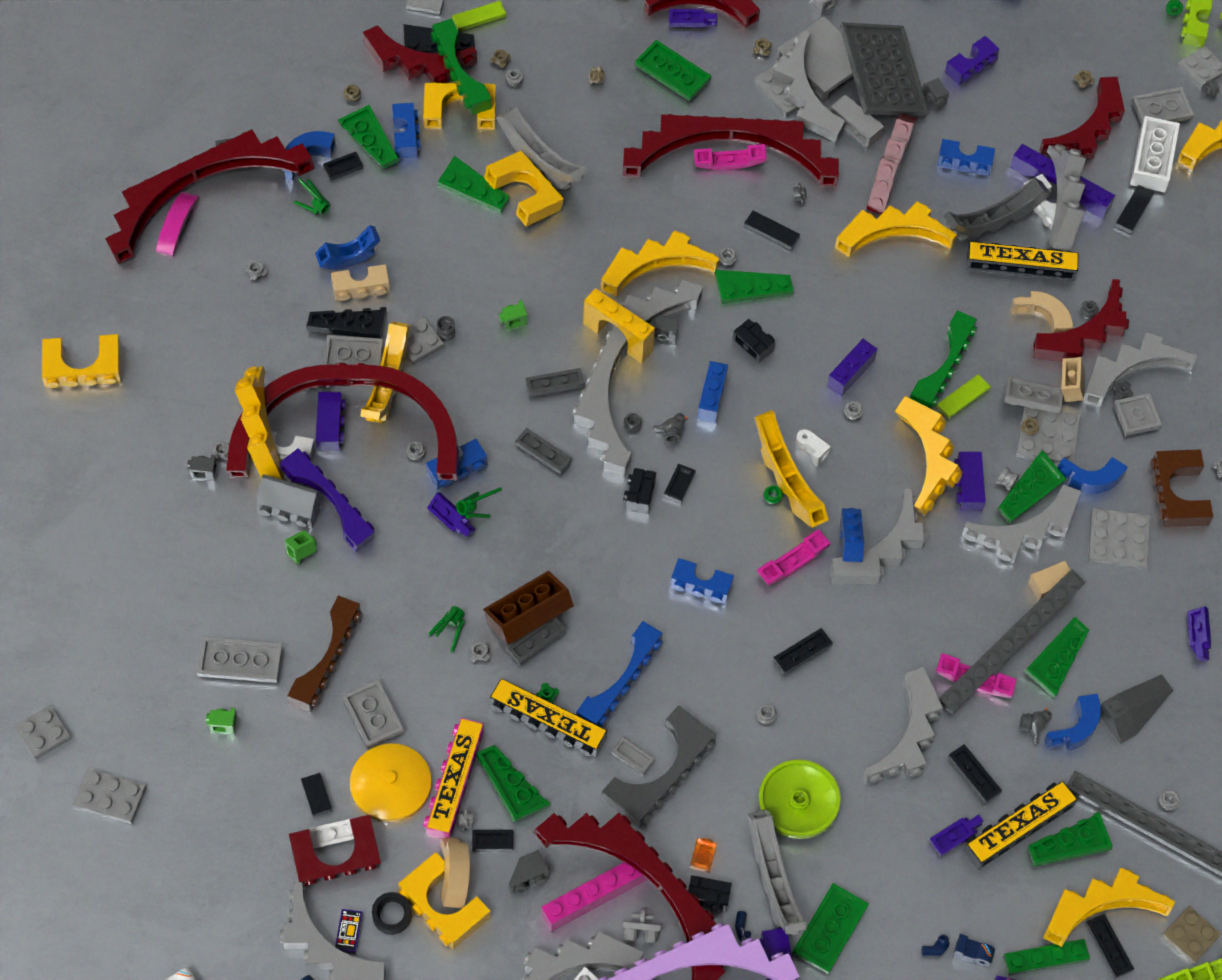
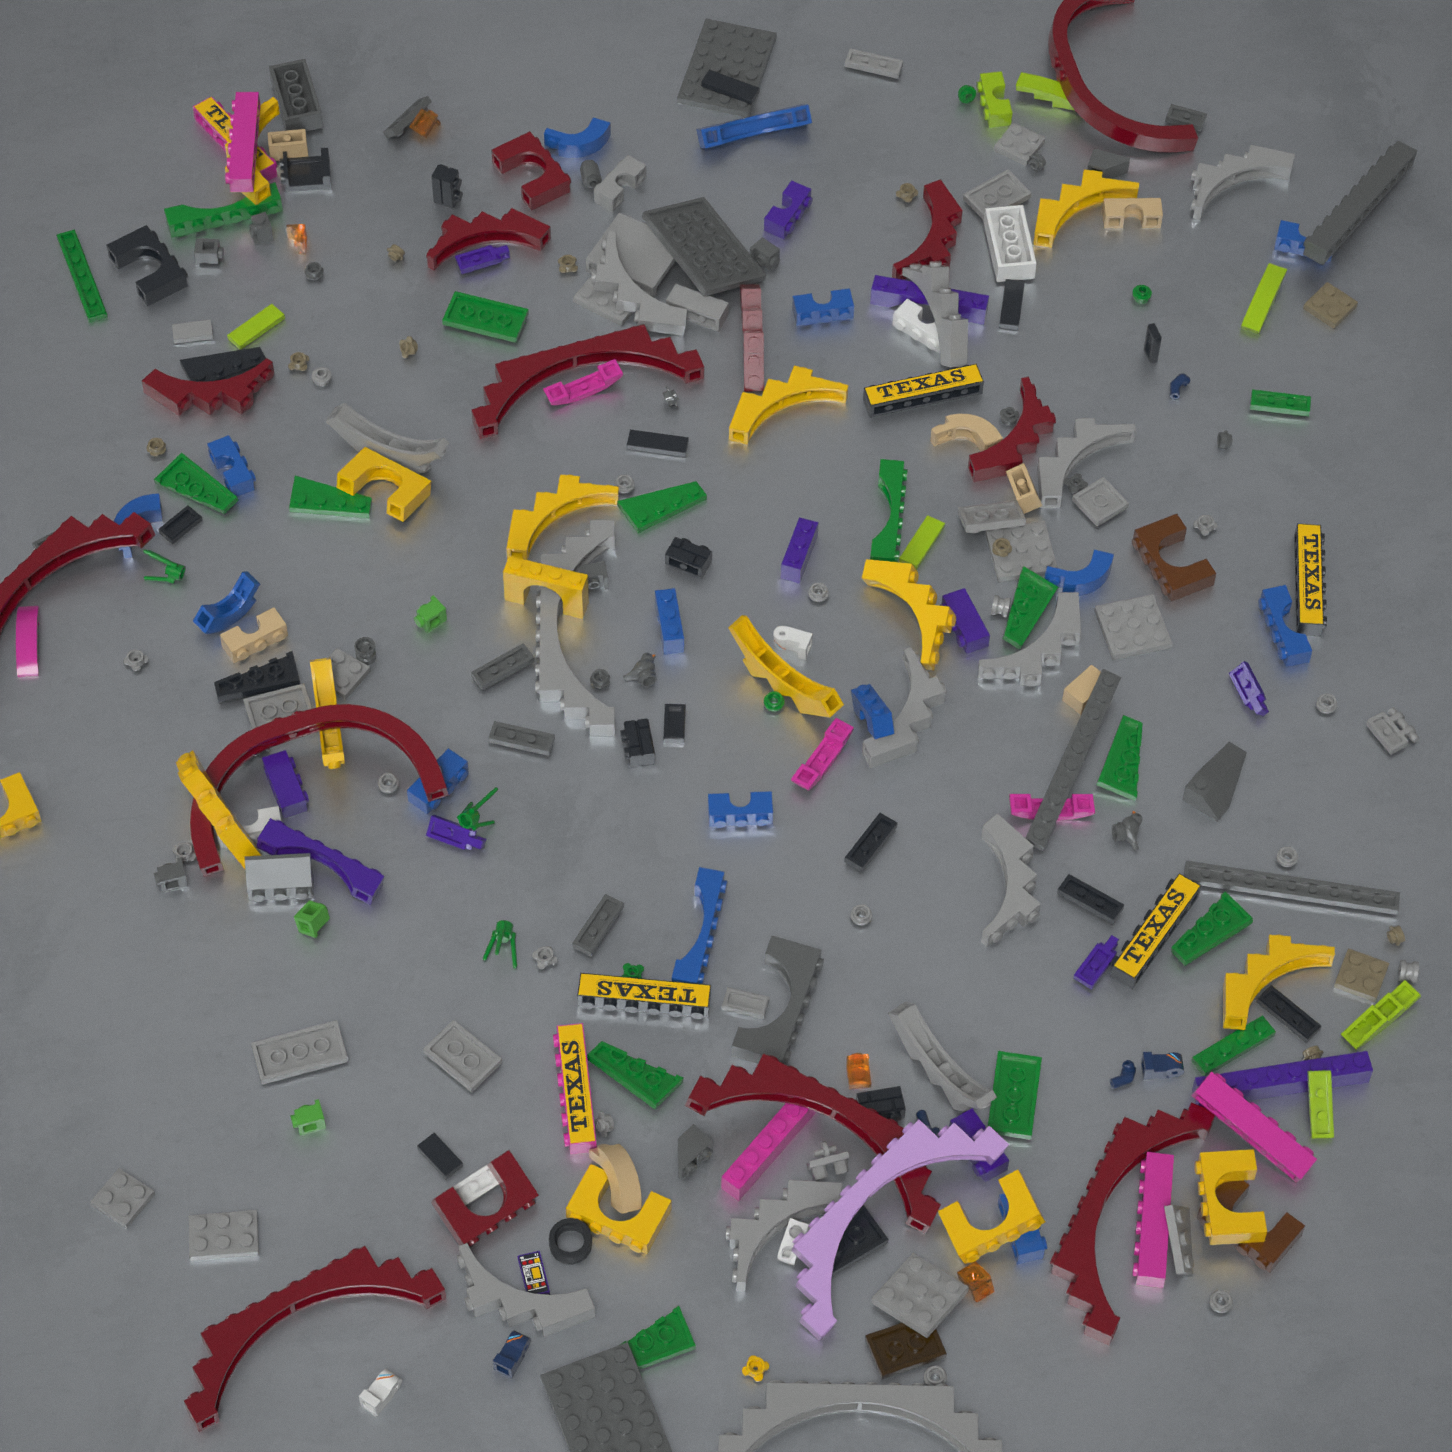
camera: 20 degrees left, 5 degrees down
(84, 886) = (340, 1278): none -> dark red arch
(308, 687) = (383, 1053): reddish brown arch -> none
(390, 782) = (511, 1116): yellow dish -> none
(440, 94) = (295, 406): yellow arch -> none
(474, 93) = (290, 404): green arch -> none
(492, 840) = (641, 1134): black tile -> none
(528, 607) = (577, 894): reddish brown brick -> none
(800, 798) = (933, 979): lime dish -> none
(1015, 207) = (878, 356): dark grey arch -> none
(1088, 713) = (1177, 805): blue arch -> none

